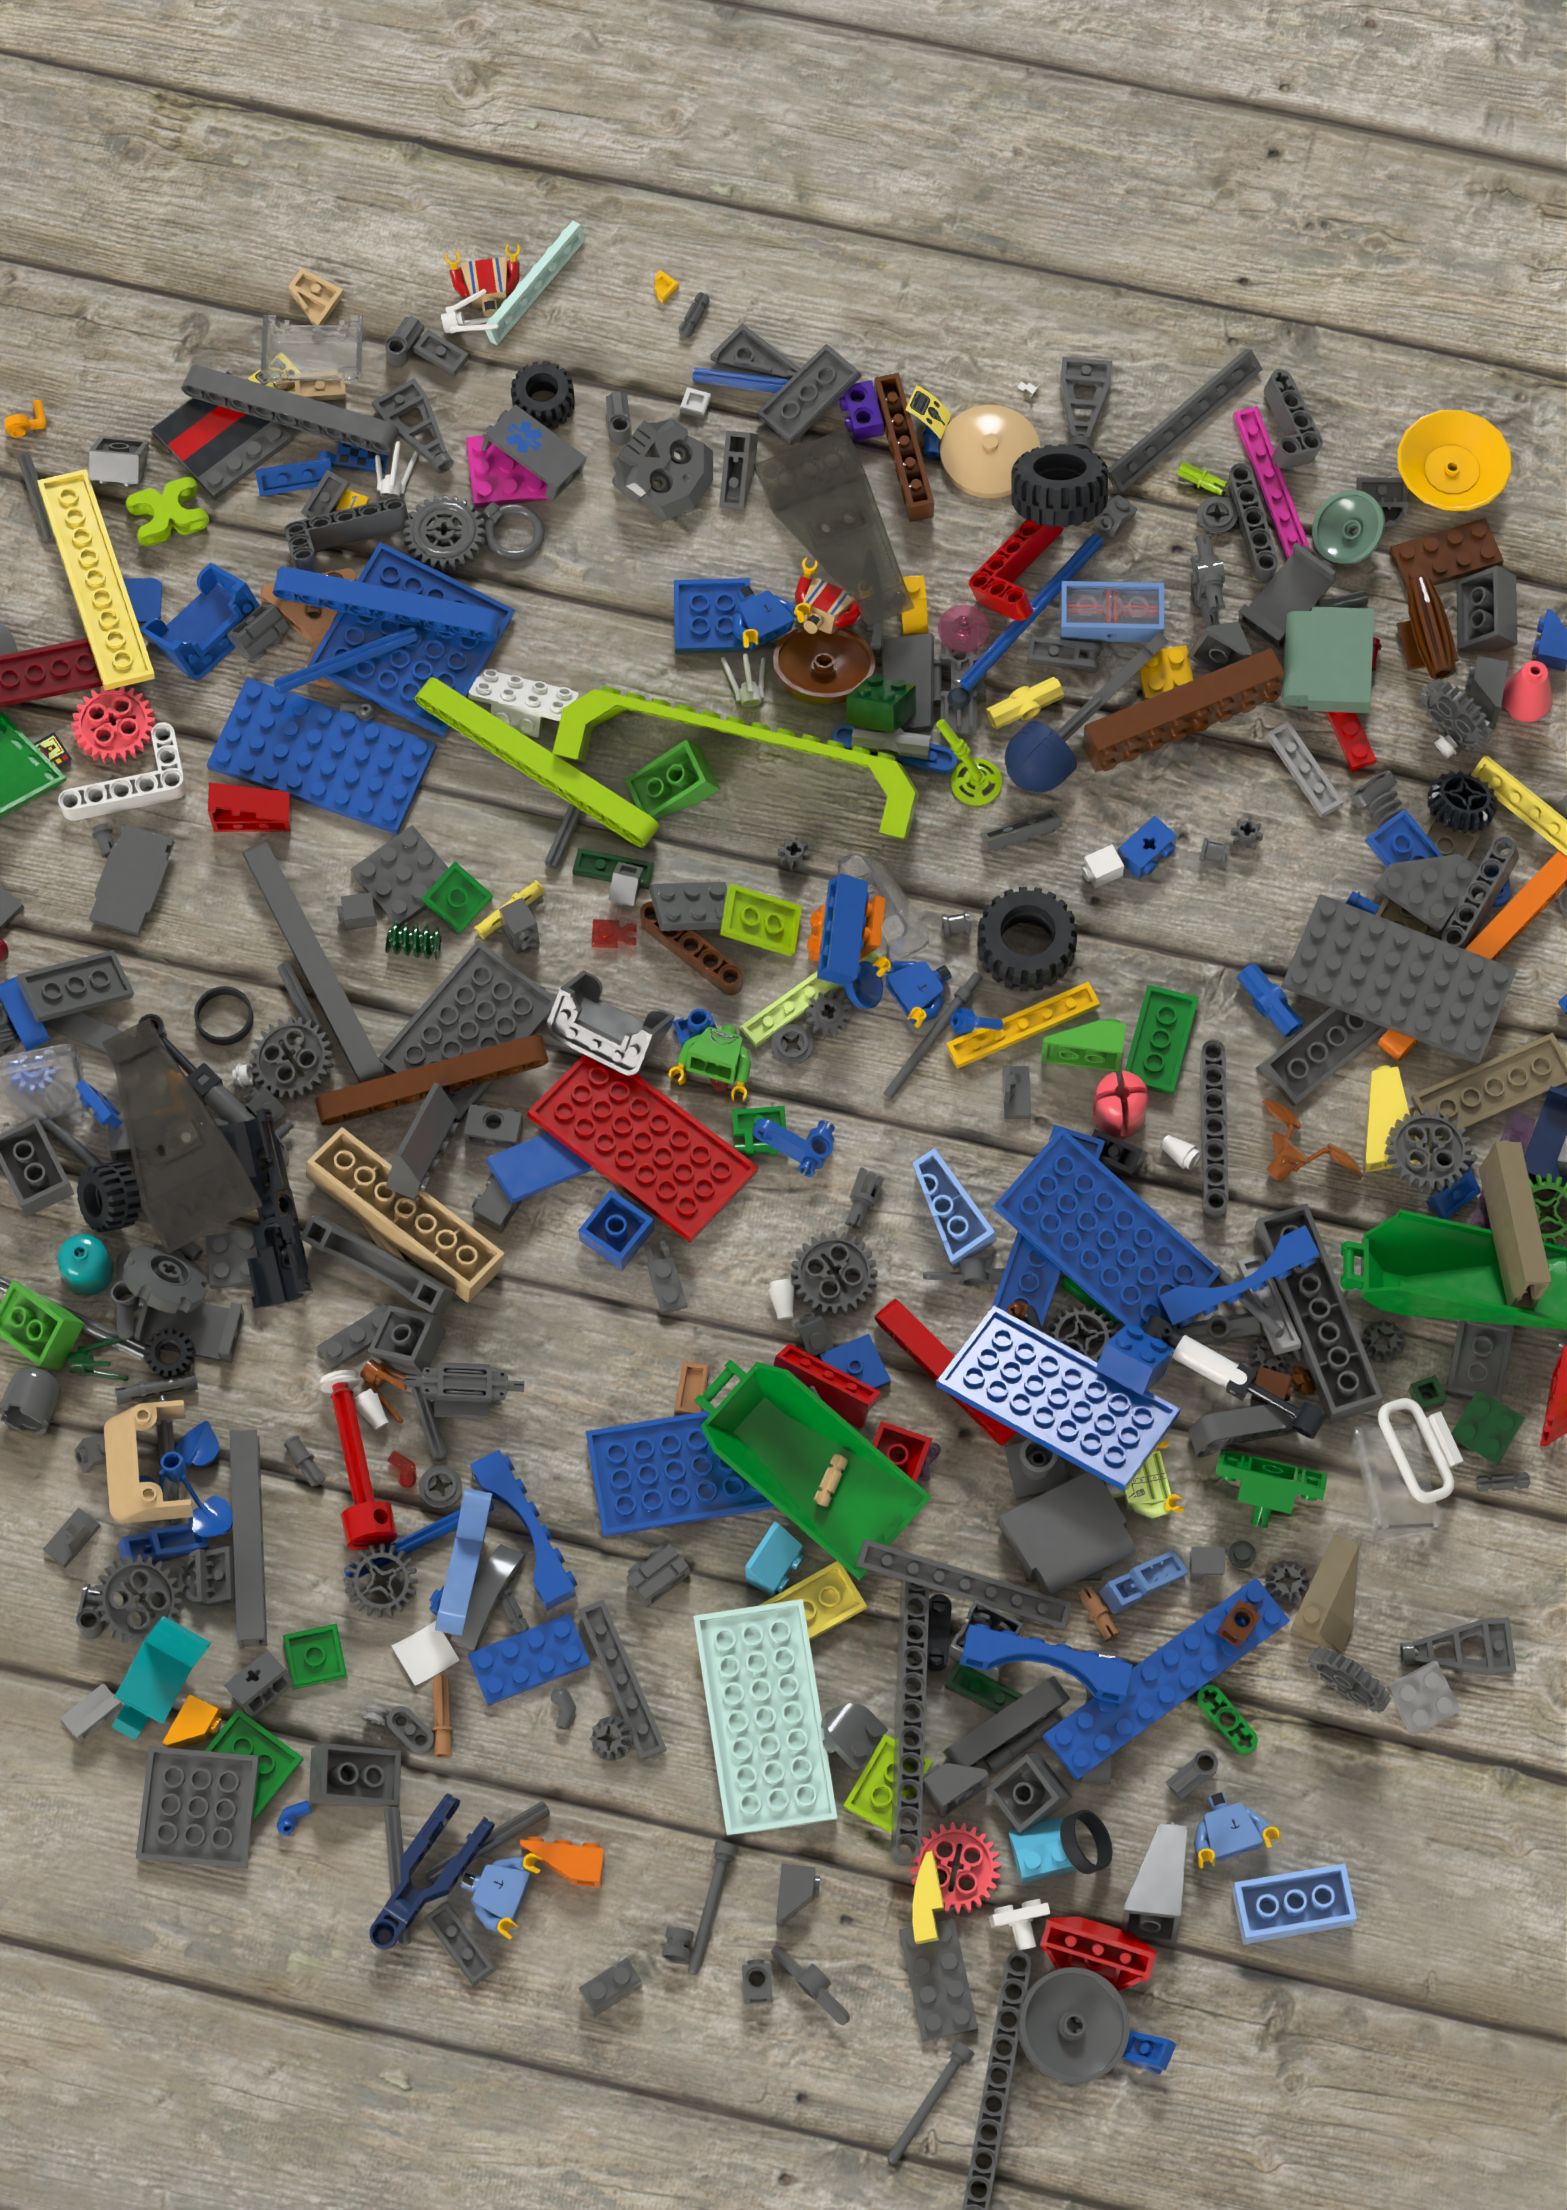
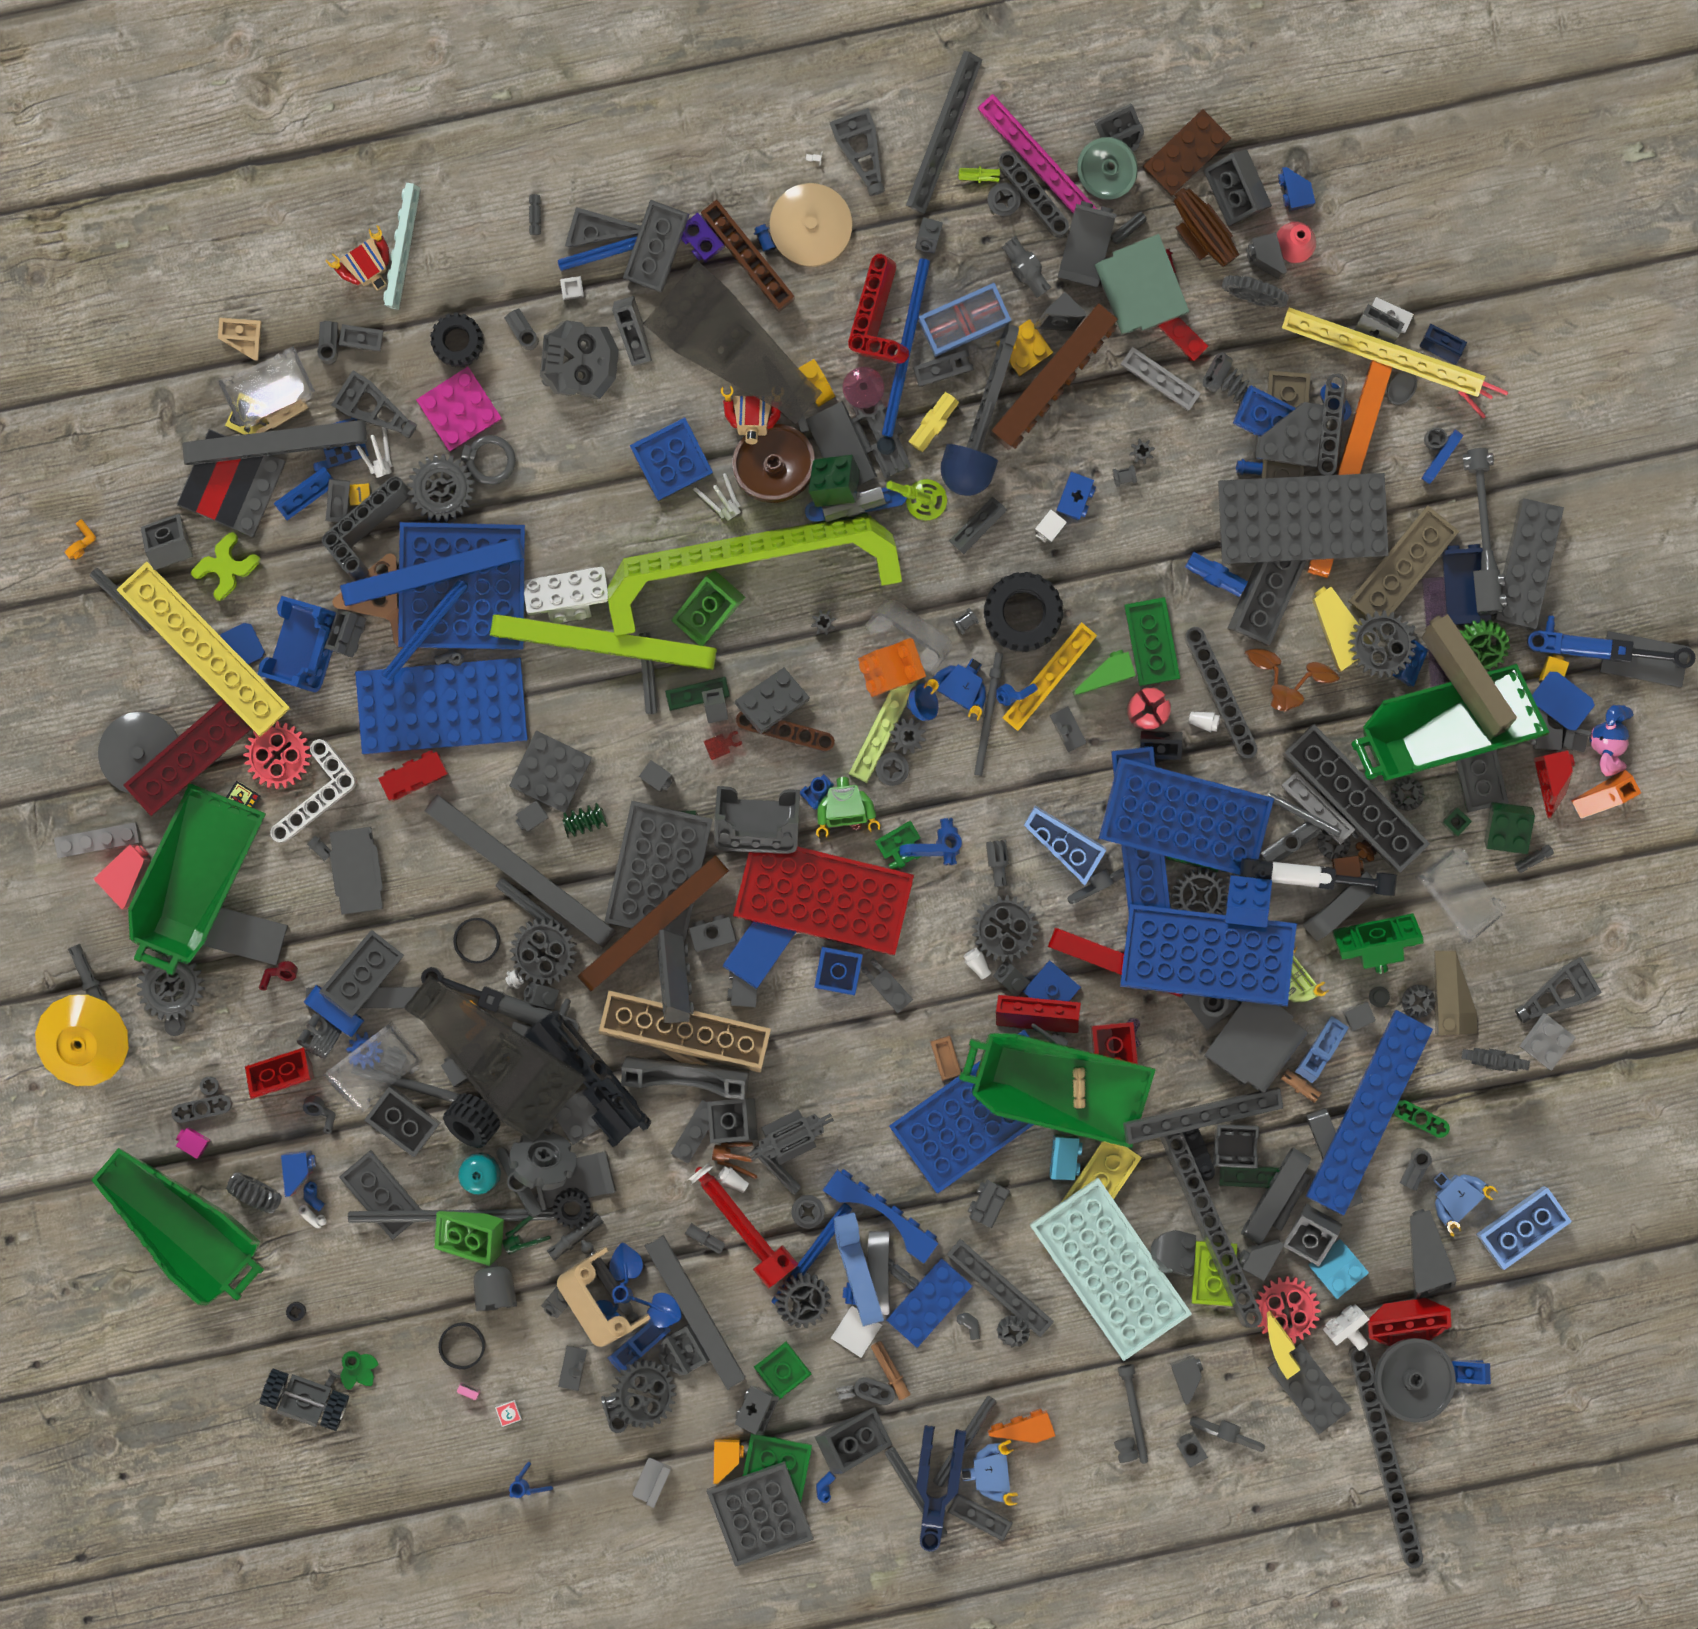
camera: 30 degrees left, 20 degrees up
(104, 1110) = (429, 1054): blue plate -> none
(157, 1675) = (686, 1445): teal piece -> none
(406, 1468) = (778, 1210): clear red arm -> none
(455, 322) = (357, 309): white plant -> none
(456, 898) = (597, 772): green tile -> none
(493, 921) = (639, 762): light yellow pin -> none
(535, 449) = (474, 390): dark grey panel -> none
(610, 1987) = (1096, 1500): dark grey brick -> none
(664, 286) = (500, 200): yellow tile -> none
(761, 920) = (826, 688): lime plate -> none
(764, 617) = (712, 448): blue torso -> none
(843, 930) = (894, 677): blue brick -> none
(929, 410) = (752, 217): sticker -> none
(959, 2056) = (1347, 1433): dark grey piece -> none
(1025, 1313) = (1156, 897): arm -> none
(1059, 485) = (887, 259): black tyre -> none
(1071, 1846) = (1356, 1259): black tyre -> none
(1101, 1676) = (1246, 1160): blue arch -> none
(1231, 1631) = (1396, 1060): reddish brown brick -> none
(1290, 1251) = (1265, 835): blue arch -> none
(1301, 435) = (1021, 94): dark grey beam -> none
(1438, 1440) = (1482, 857): white bar -> none
(1446, 745) = (1254, 311): white plate -> none
(1458, 442) = (1164, 55): yellow dish -> none
(1462, 802) = (1291, 345): black gear -> none

